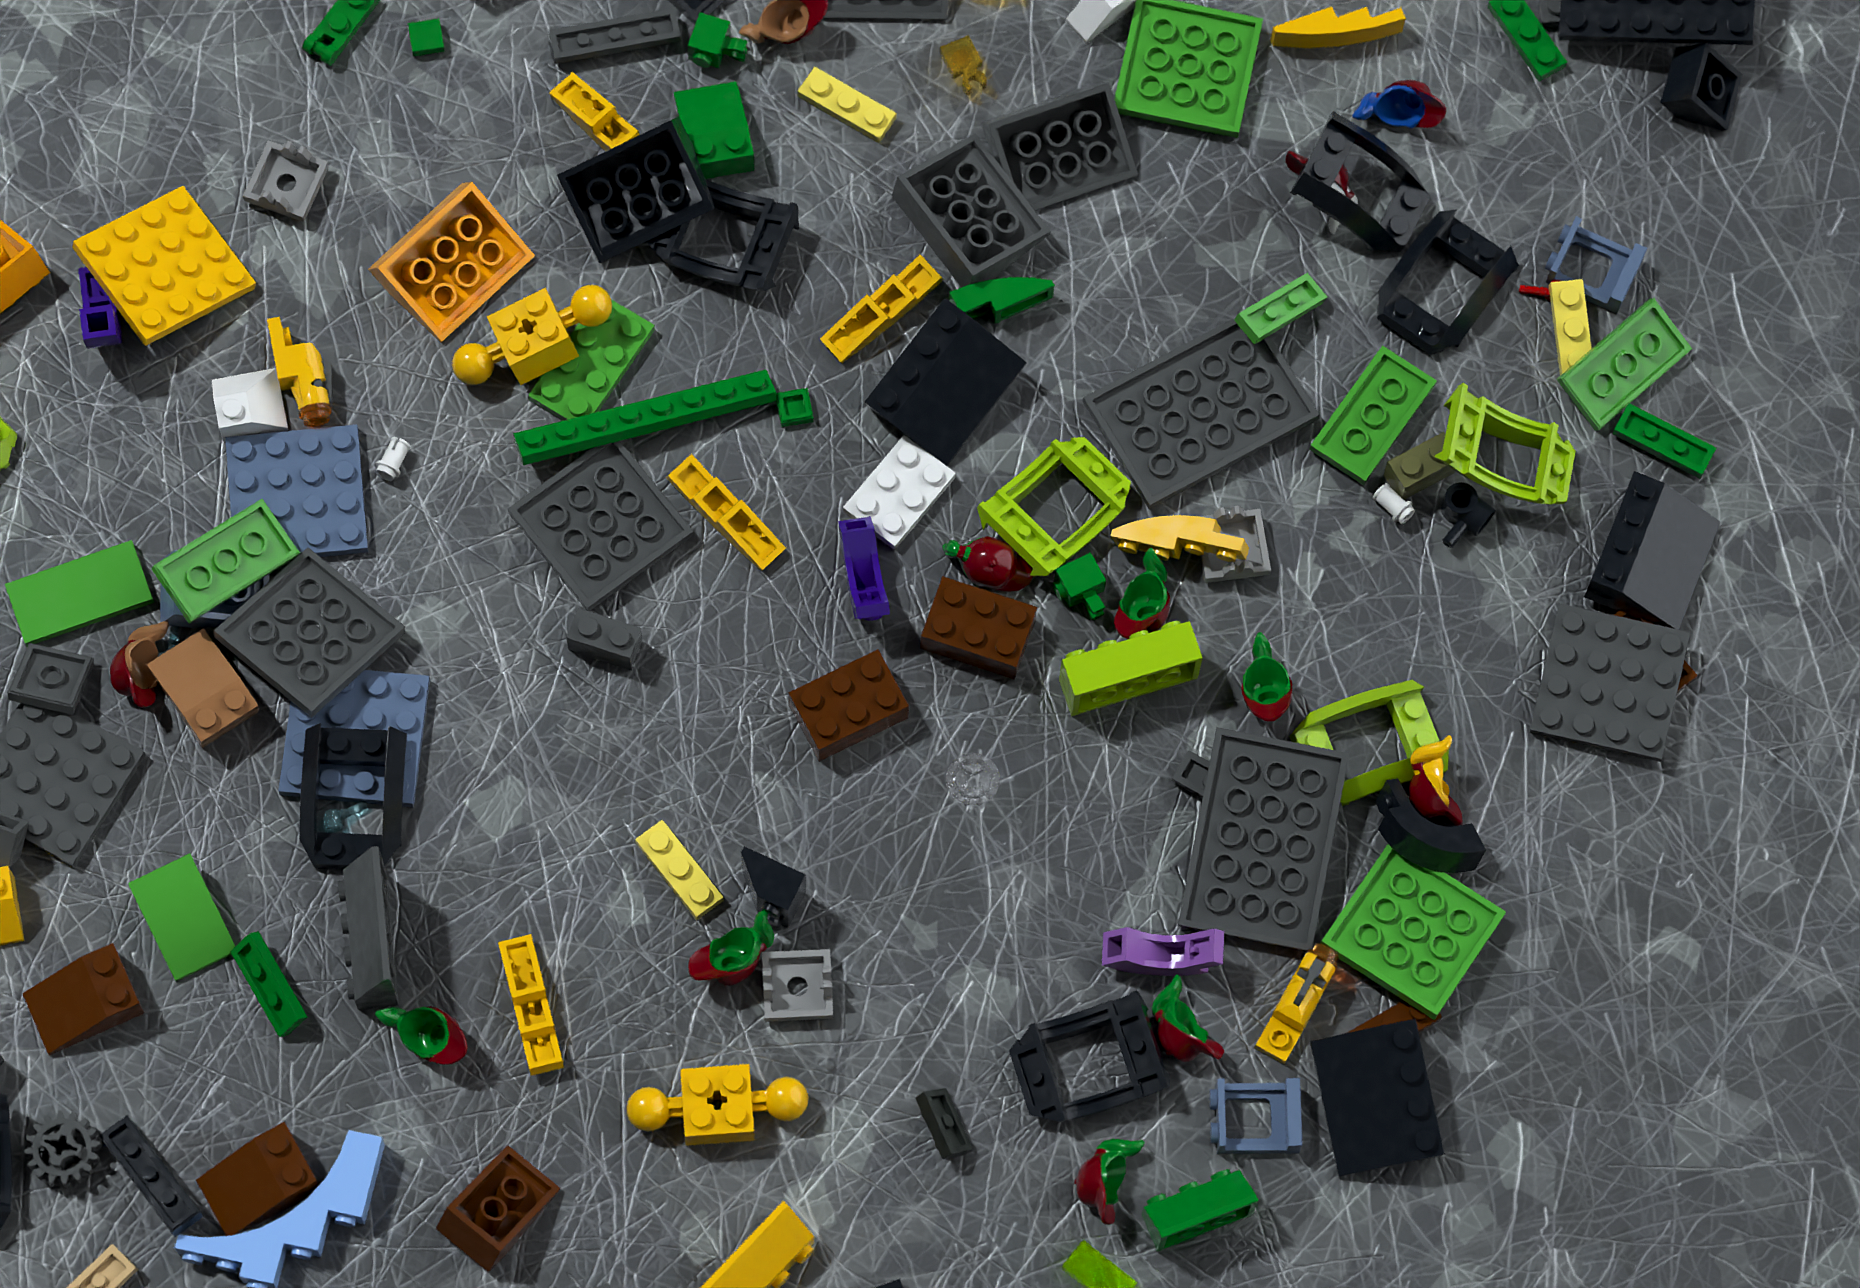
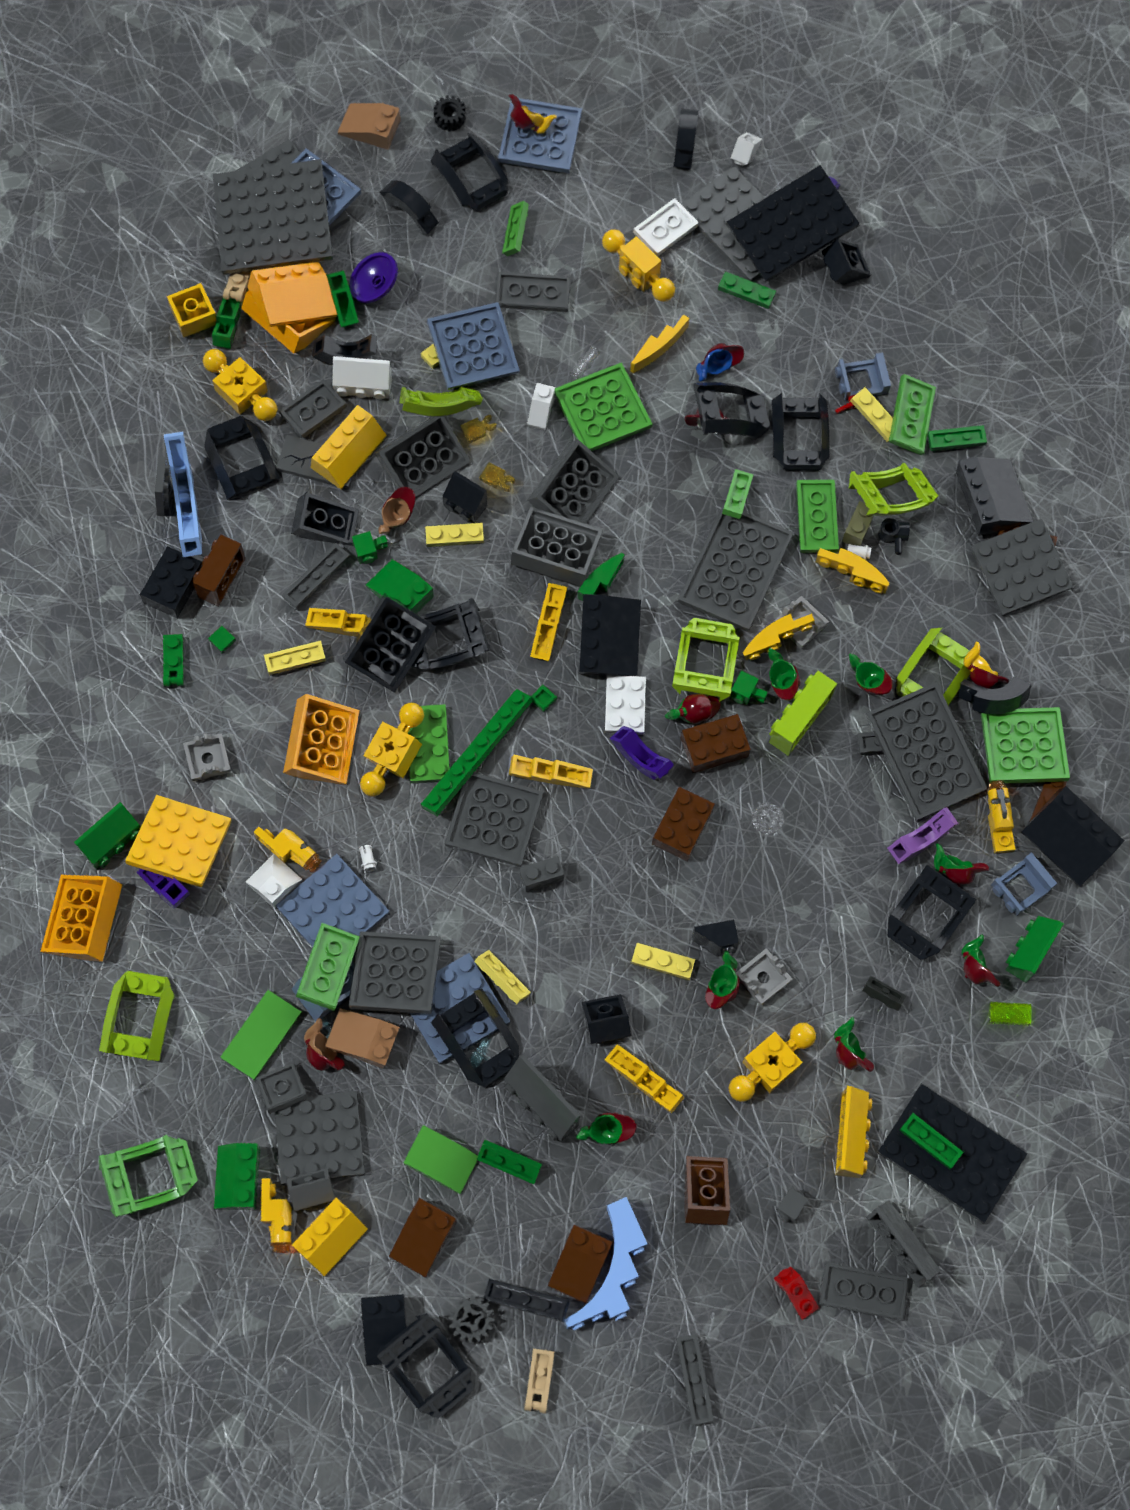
camera: 35 degrees left, 0 degrees up
(76, 195) = (108, 836): none -> green slope
(447, 738) = (502, 976): none -> light yellow plate
(502, 126) = (294, 657): none -> light yellow plate
(540, 890) = (606, 1019): none -> black slope
(836, 1163) = (848, 1048): none -> hair
(894, 62) = (465, 497): none -> black slope
(1372, 531) = (861, 570): none -> yellow slope

